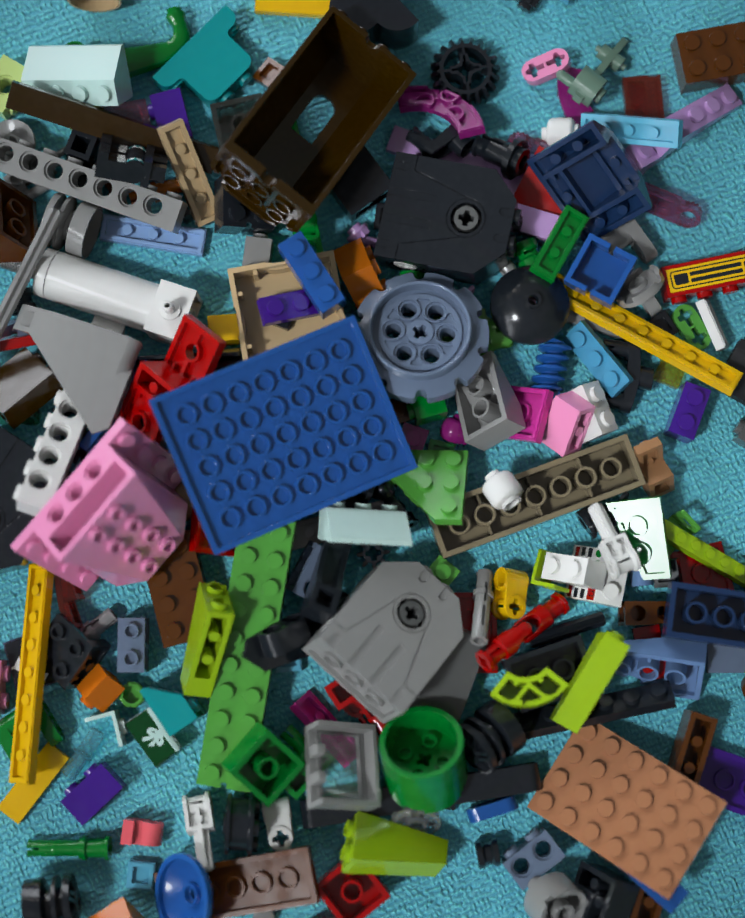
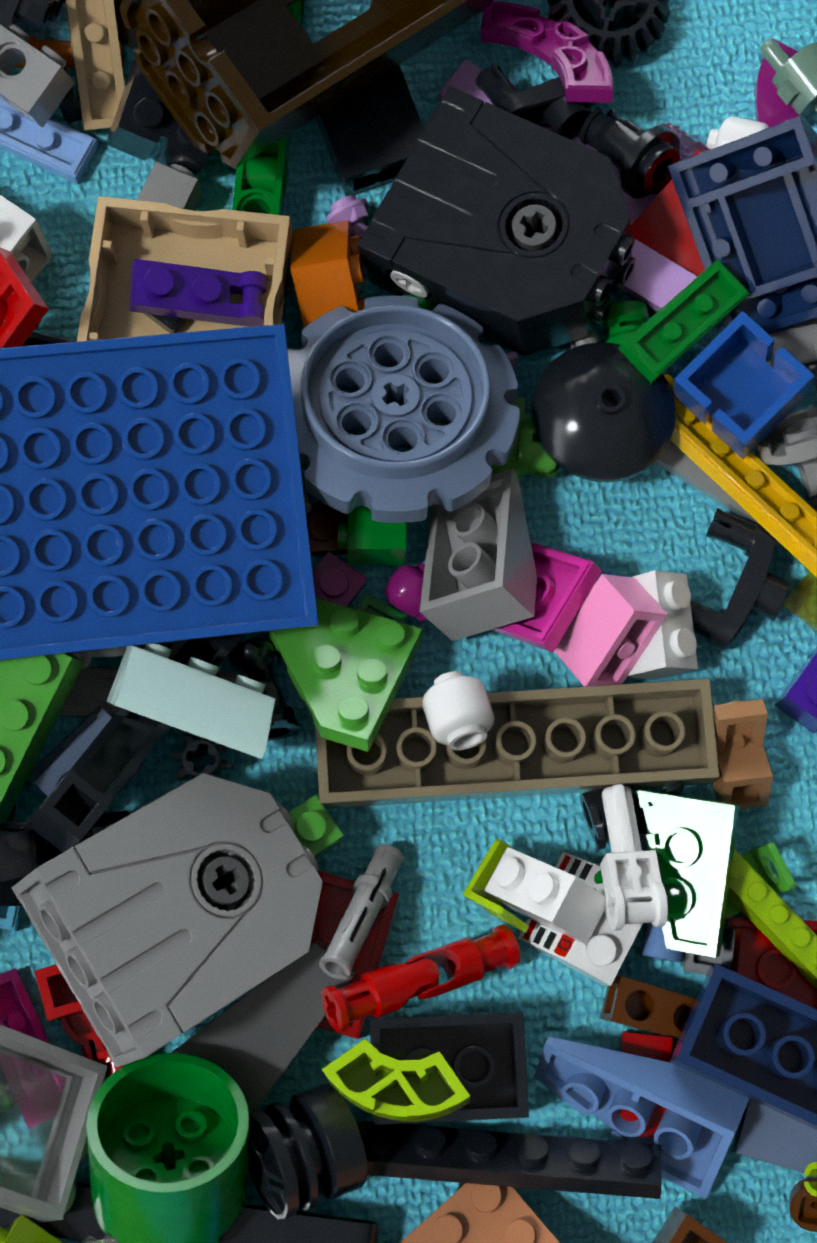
camera: 15 degrees right, 5 degrees down
(225, 327) = (65, 302): yellow brick -> none
(311, 275) = (236, 241): blue brick -> none
(510, 591) = (421, 899): yellow piece -> none
(545, 66) = (747, 33): bright pink beam -> none
(550, 365) = (611, 524): blue piece -> none
(569, 629) = (507, 998): black axle -> none
(590, 679) = (513, 1101): lime slope -> none
(598, 359) = (697, 539): dark azure plate -> none

